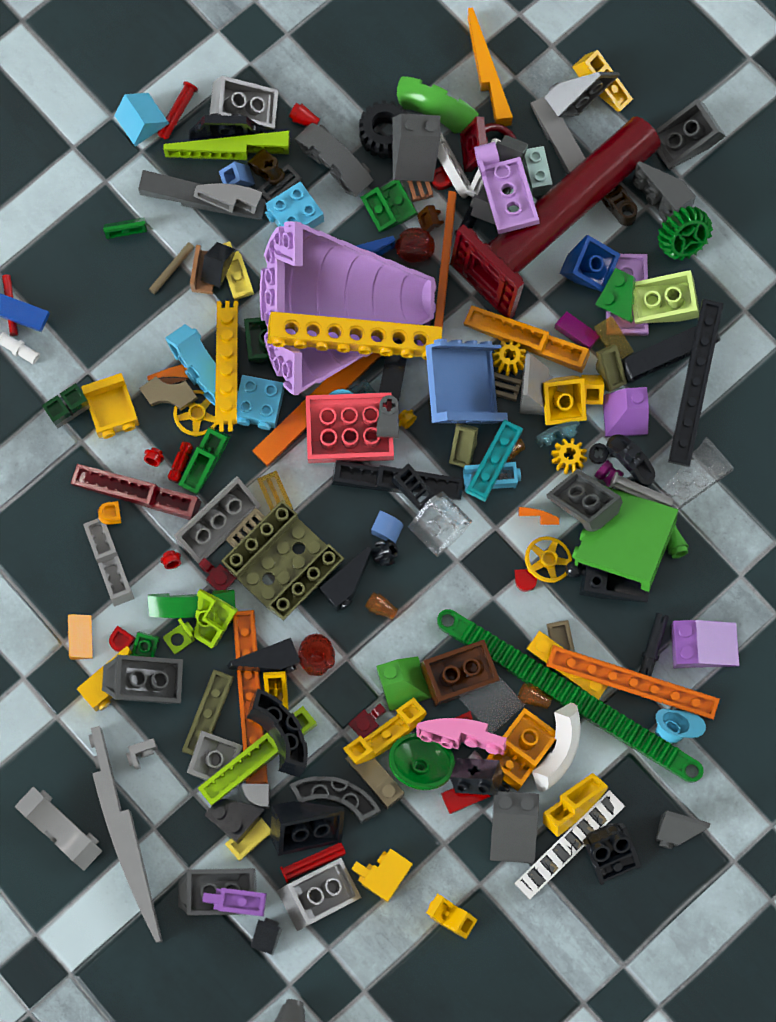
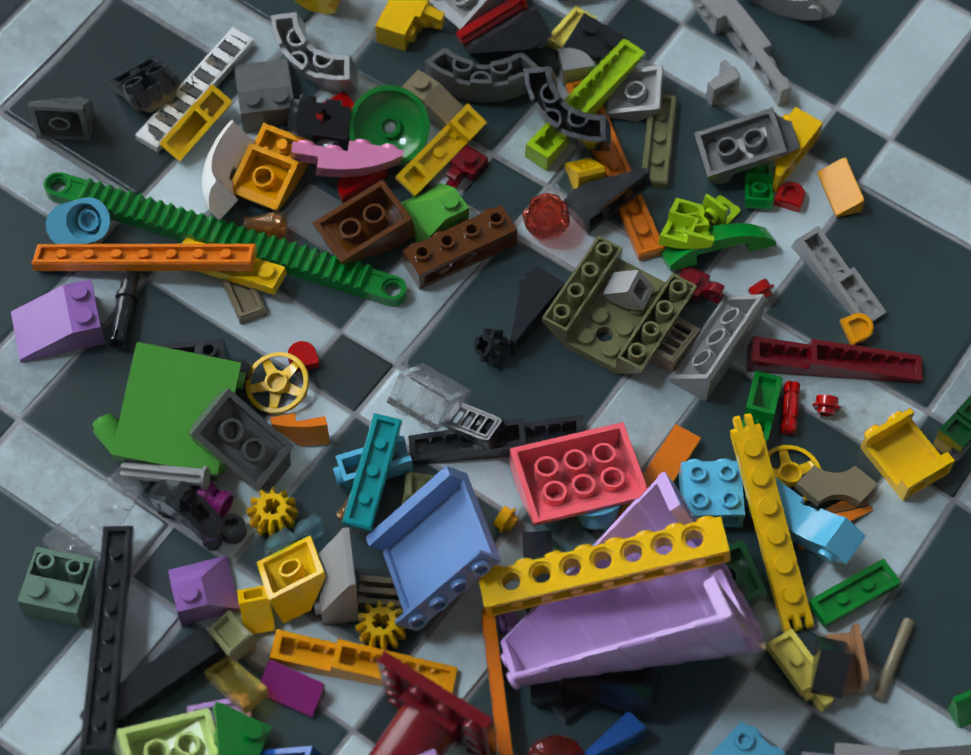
camera: 165 degrees right, 15 degrees down
(181, 314) = (854, 593): none -> green plate
(267, 477) = (668, 412): clear yellow tile -> none
(272, 571) = (629, 289): none -> light grey brick
(380, 605) = (481, 288): clear orange cone -> none
(387, 527) = (497, 379): medium blue brick -> none
(388, 420) = (529, 483): dark grey piece -> none
(389, 644) = (460, 246): none -> reddish brown brick
(473, 844) = (318, 67): none -> light grey brick
(726, 428) = (57, 587): none -> sand green slope

